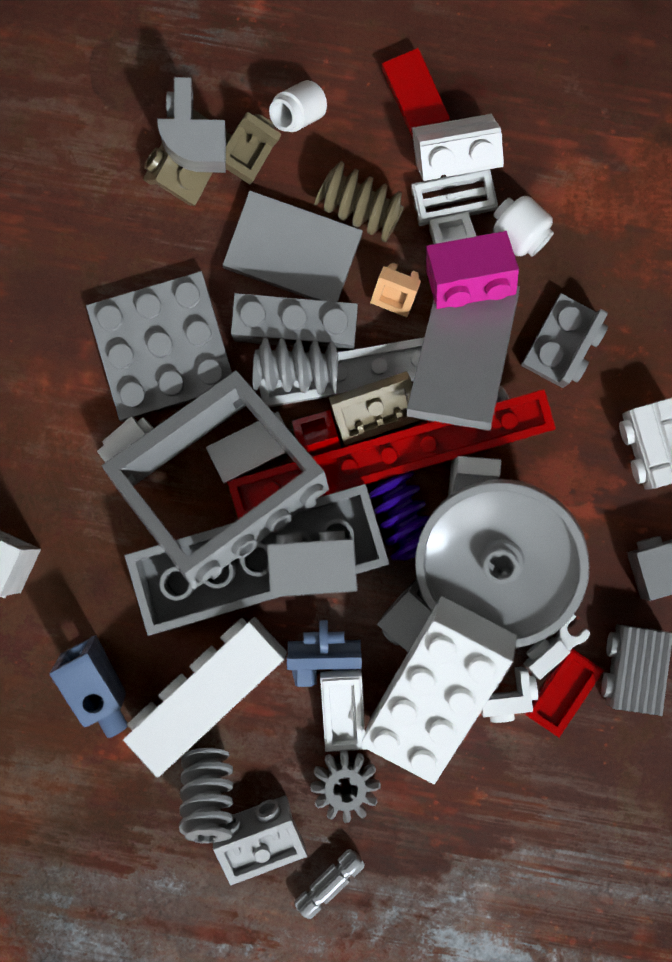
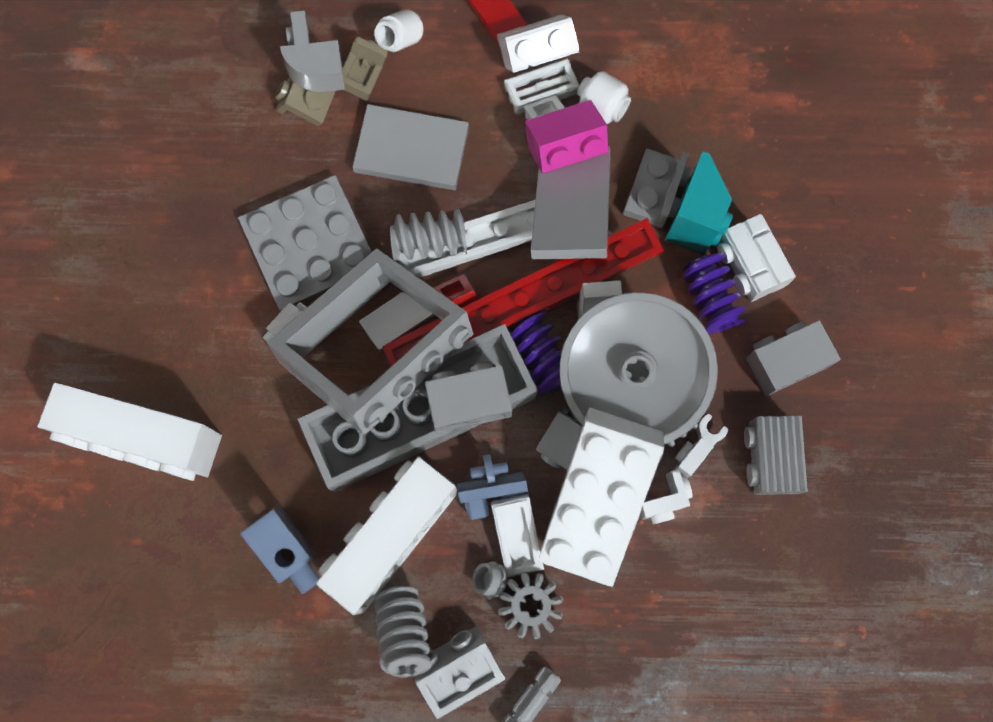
camera: 10 degrees left, 10 degrees down
(293, 320) = (417, 197): light grey brick -> none
(306, 752) = (489, 580): none -> light grey plate
(361, 201) = (463, 97): dark tan piece -> none
(373, 409) = (501, 262): dark tan bracket -> none
(396, 290) = (504, 166): light nougat tile -> none
(564, 692) = (714, 489): red tile -> none
(605, 477) = (713, 293): none -> dark purple piece
(610, 380) = (702, 209): none -> teal slope

